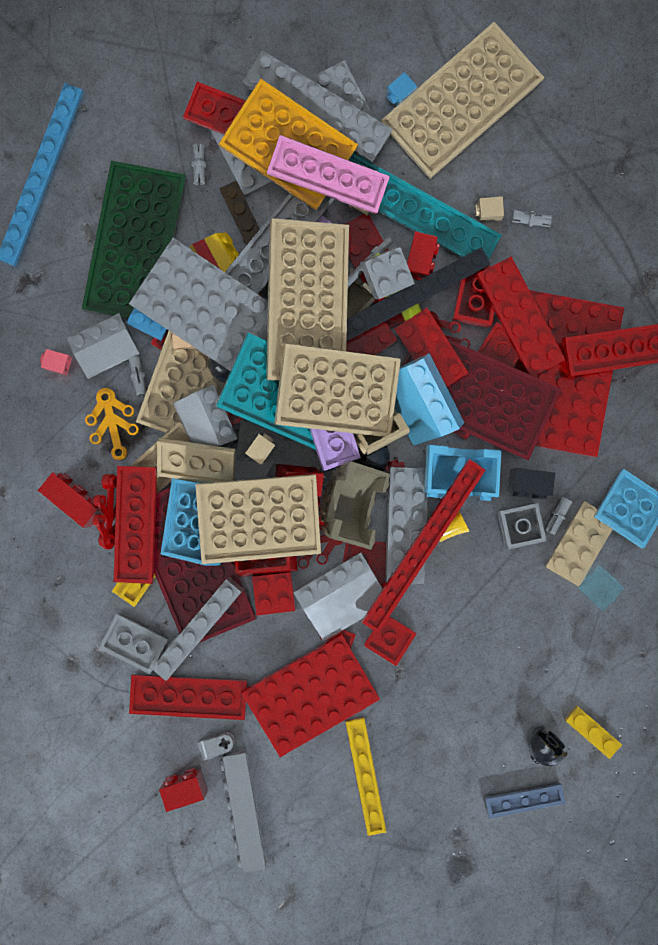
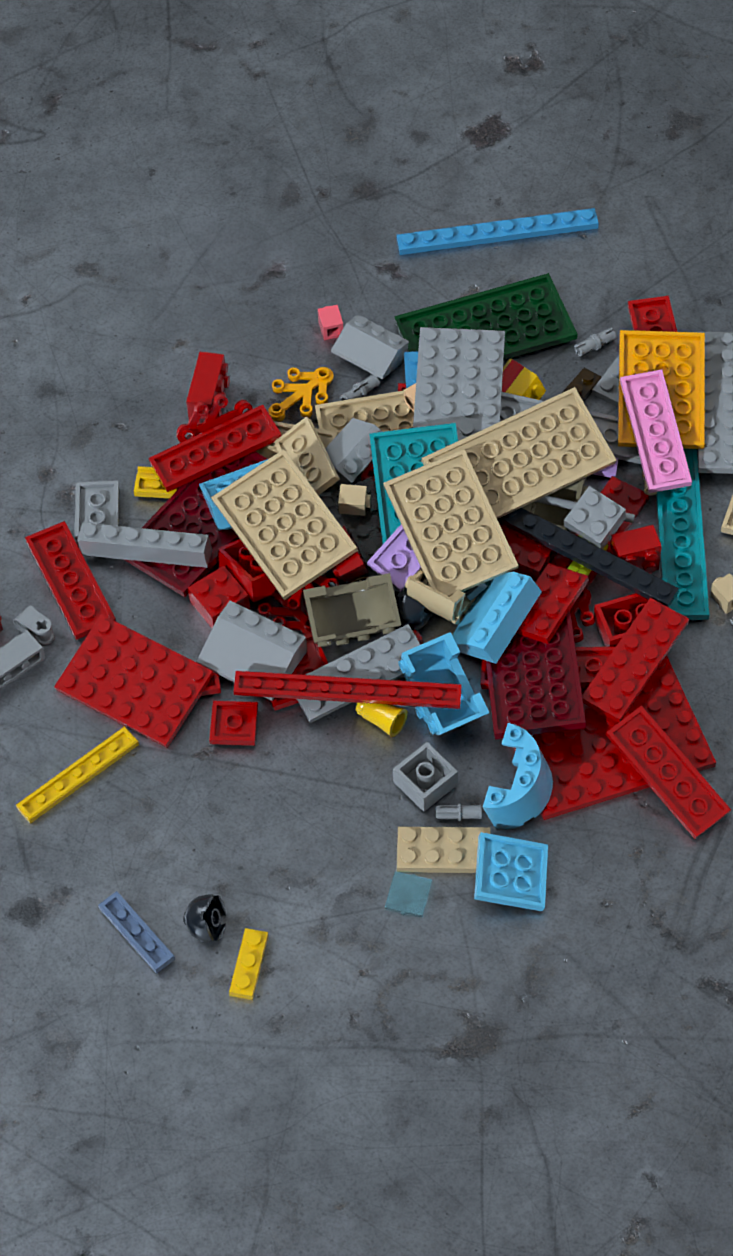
camera: 60 degrees right, 30 degrees down
(532, 482) = (475, 760): black brick -> none
(588, 482) = (530, 786): none -> medium azure cylinder

